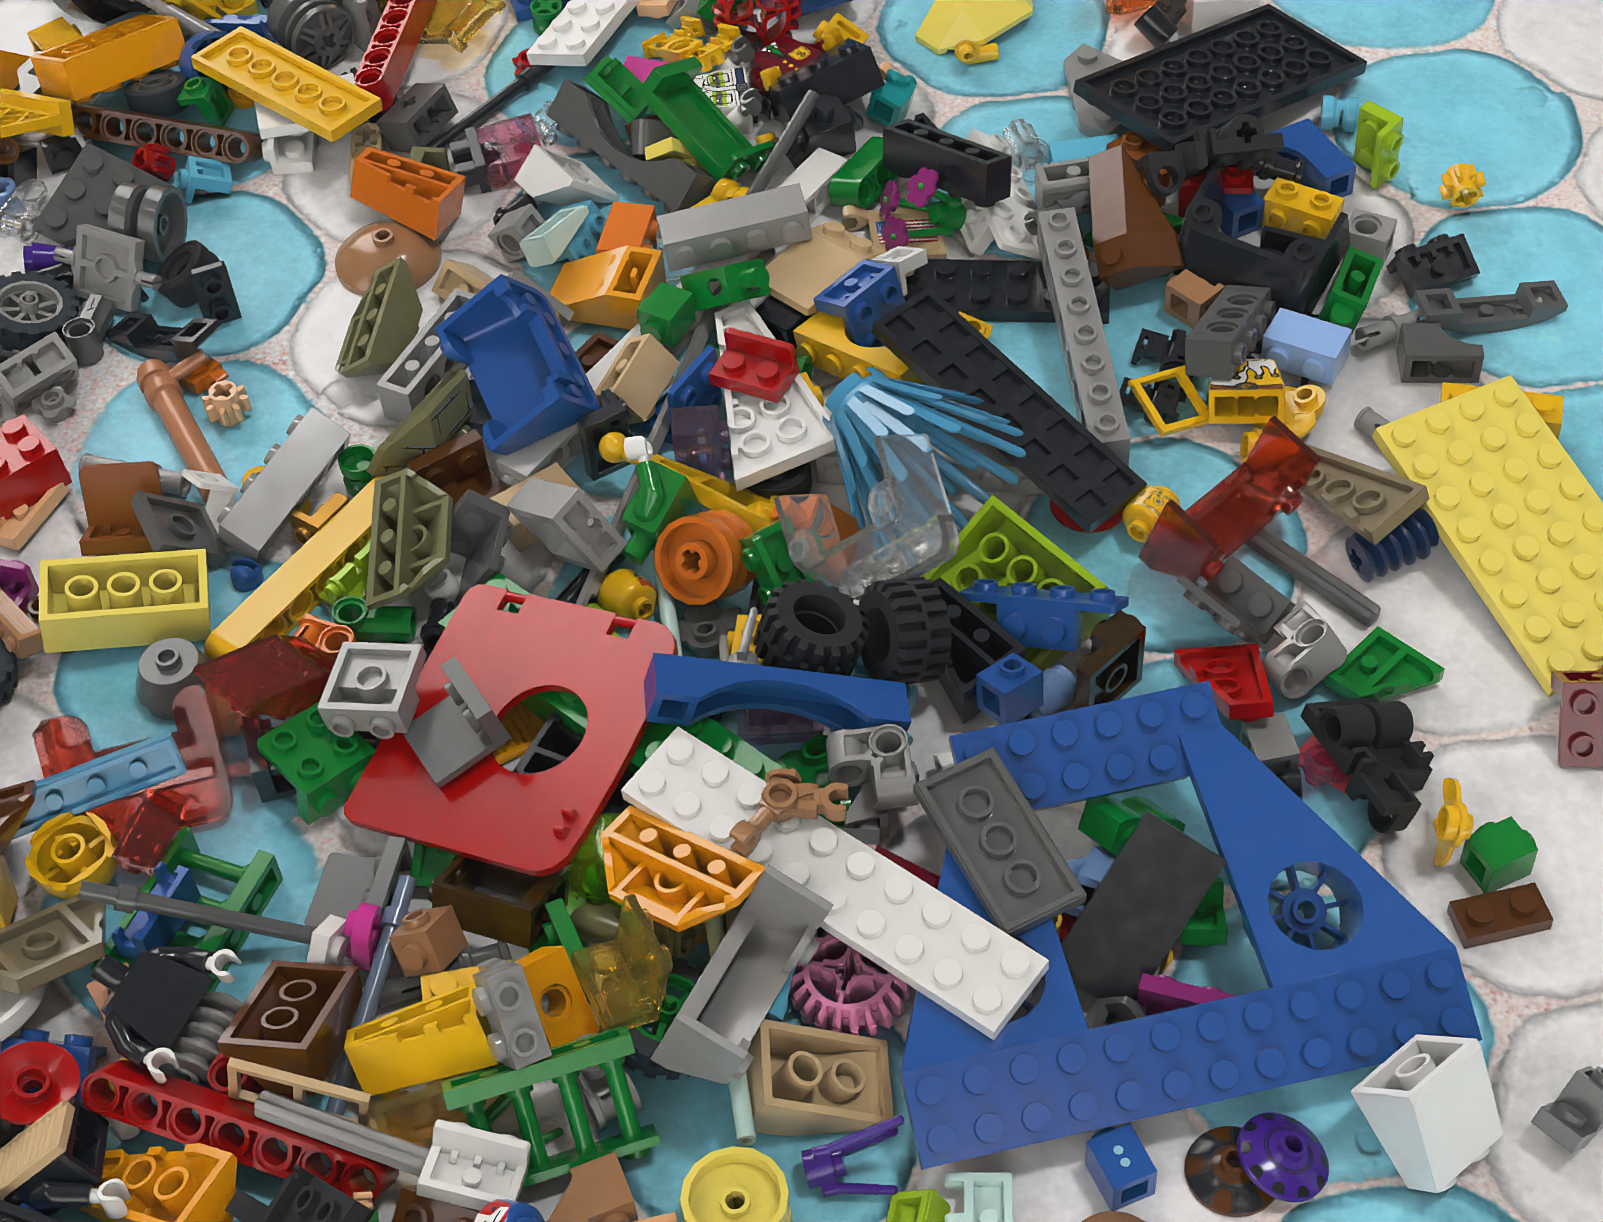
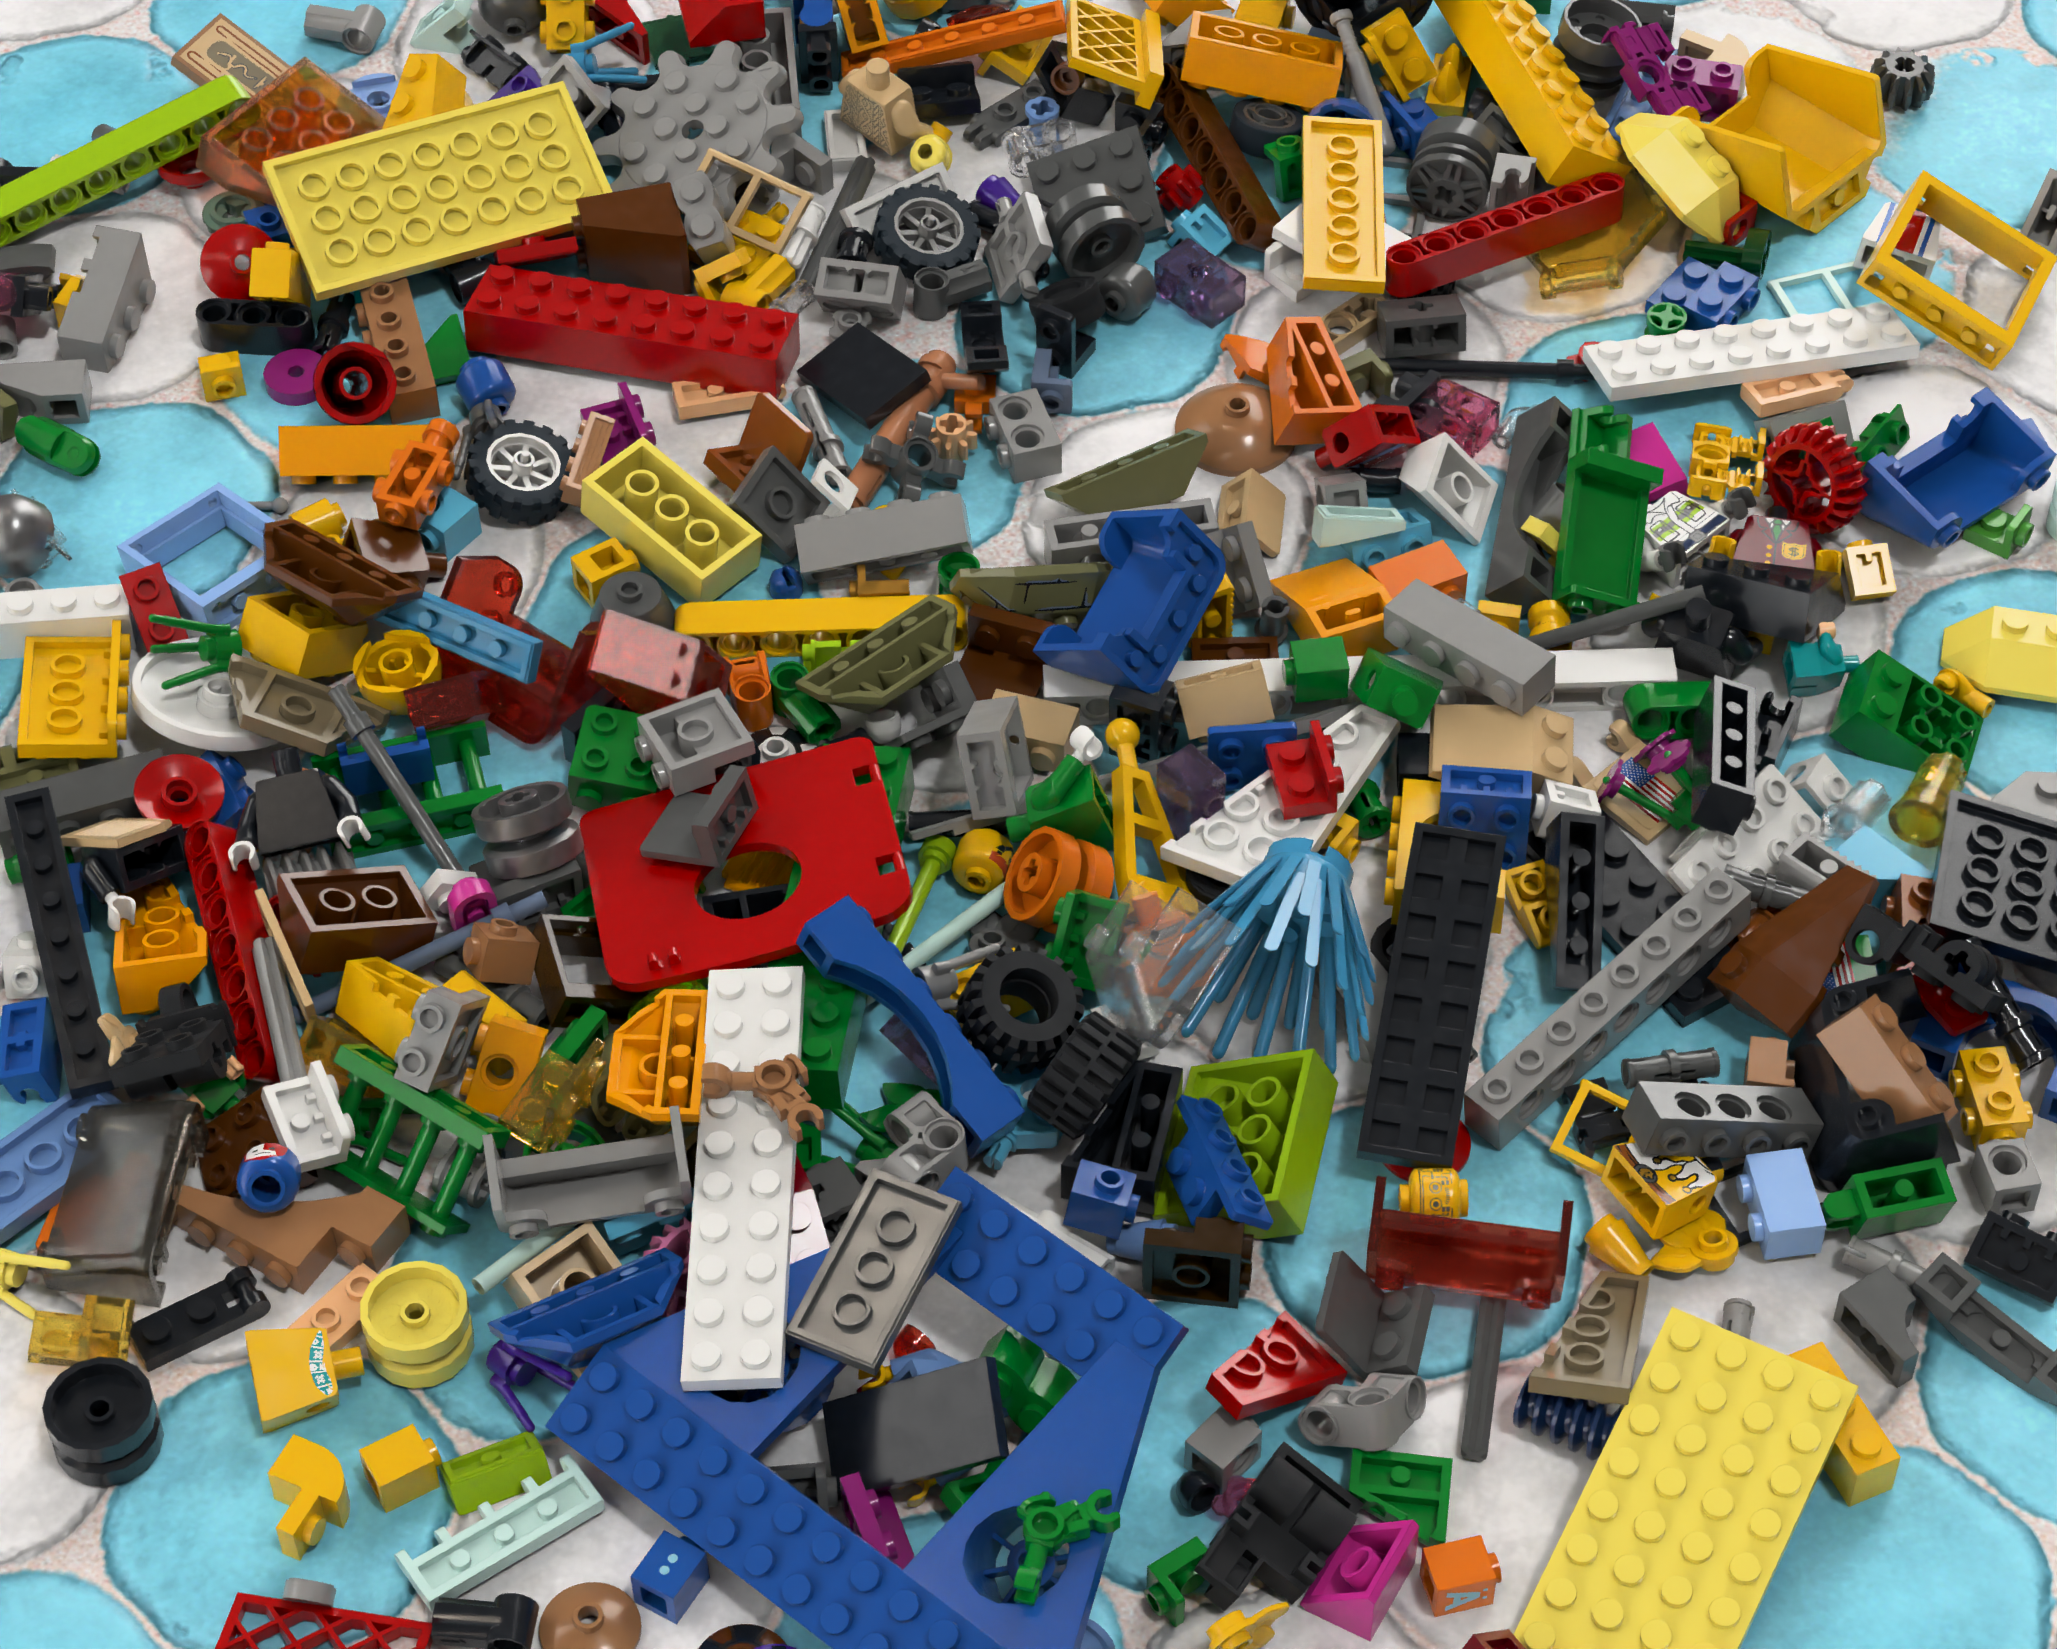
camera: 50 degrees right, 0 degrees up
(114, 674) = (598, 564): none -> yellow brick
(115, 416) = (864, 375): none -> black tile
(213, 234) = (1127, 291): none -> dark grey head
(228, 431) = (923, 451): none -> dark grey pin
(239, 329) = (1054, 392): none -> sand blue bracket
(246, 201) = (1199, 283): none -> clear purple brick
(271, 363) = (1024, 436): none -> light grey brick
(334, 850) = (527, 830): none -> flat silver wheel
(341, 212) = (1248, 356): none -> orange slope
(494, 178) = (1367, 437): none -> red torso
(582, 323) = (1273, 618): none -> dark grey pin
(857, 1060) = (582, 1318): none -> blue wedge
(972, 87) = (1900, 717): none -> green slope
(980, 300) = (1575, 897): none -> black slope
(1049, 109) = (1920, 809): none -> clear yellow plant
(1154, 337) = (1671, 1067): none -> dark grey pin
(1267, 222) = (1885, 1063): none -> medium nougat brick
(1319, 869) = (1051, 1526): none -> green piece
(1360, 835) = (1173, 1576): none -> green bracket
(1447, 725) = (1364, 1576): none -> dark pink slope
(1475, 678) = (1459, 1575): none -> orange brick

